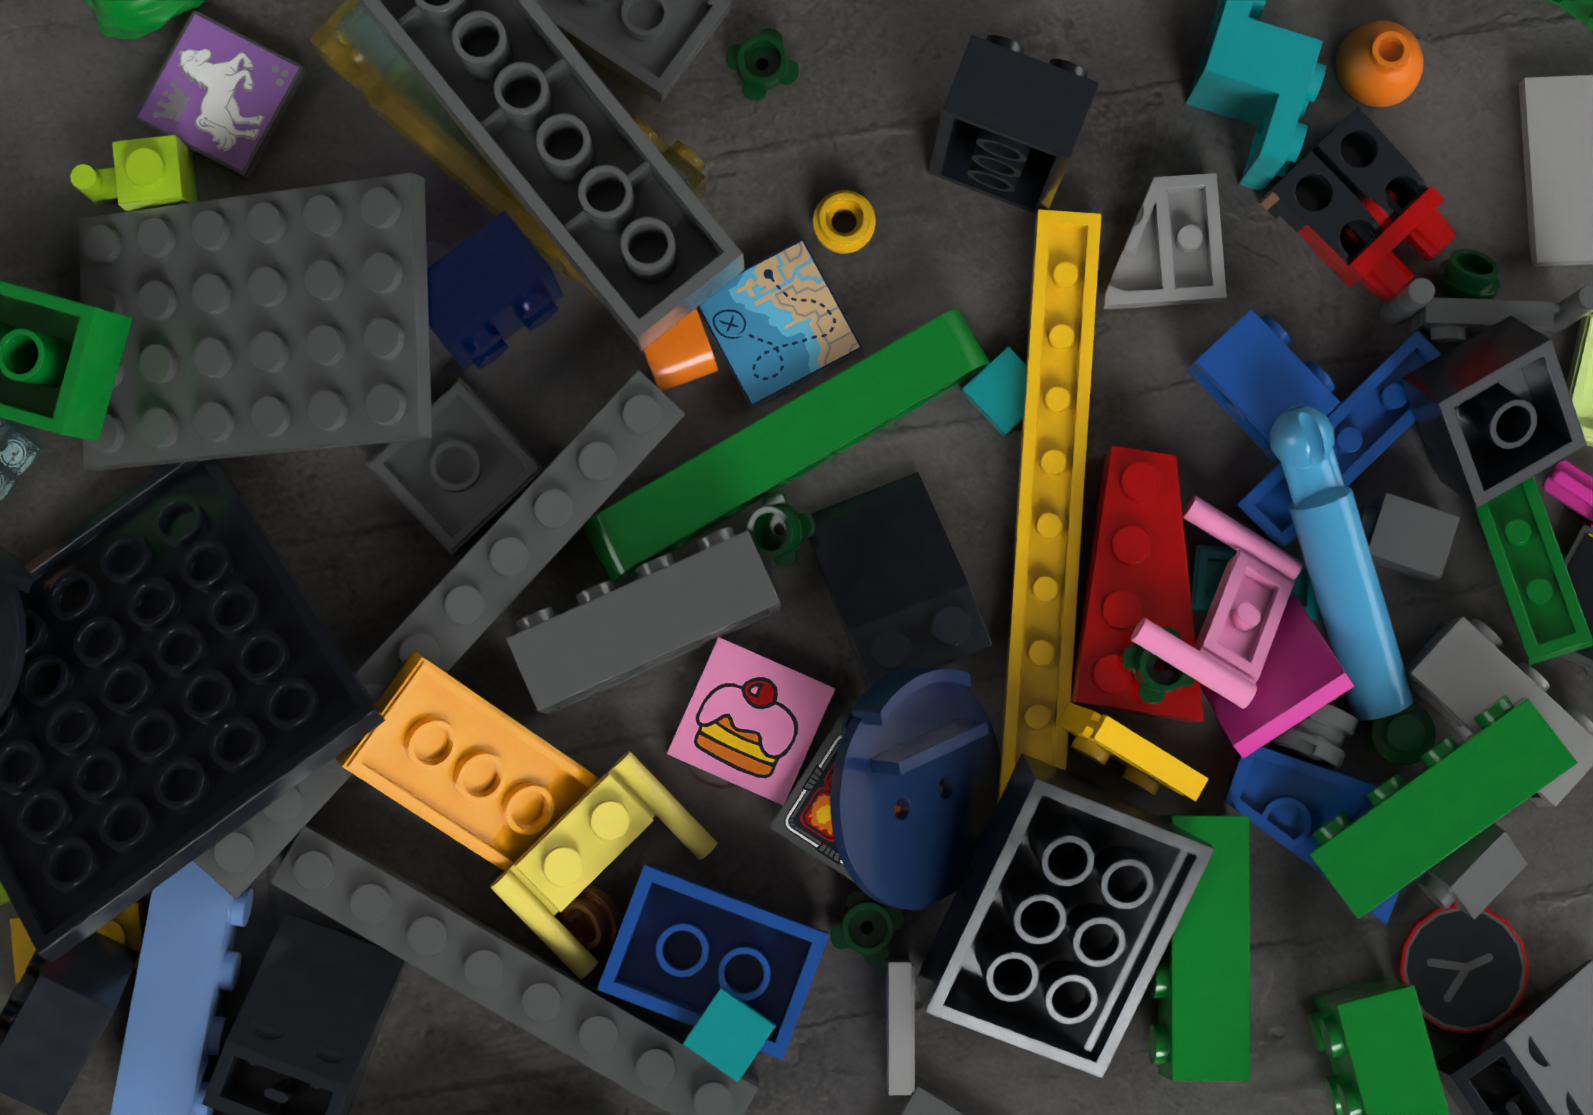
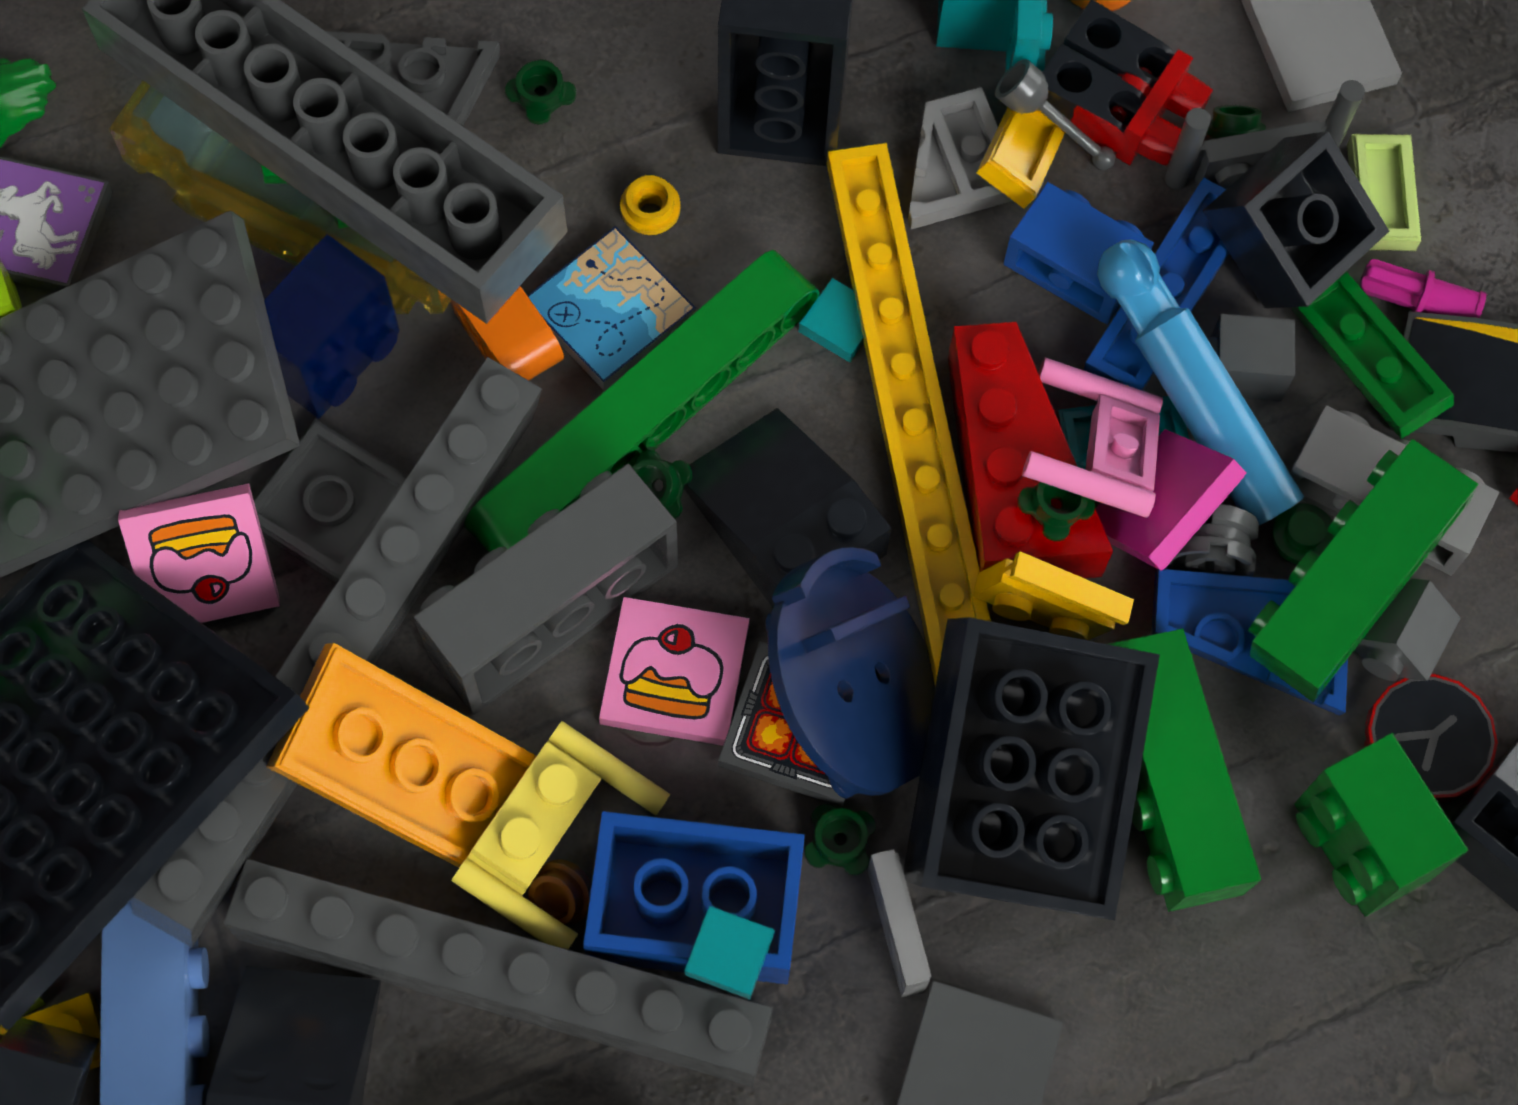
camera: 15 degrees left, 15 degrees down
(319, 504) = (203, 553): none -> bright pink tile
(1239, 255) = (1021, 155): none -> yellow tile
(1257, 200) = (1026, 90): none -> dark grey hinge

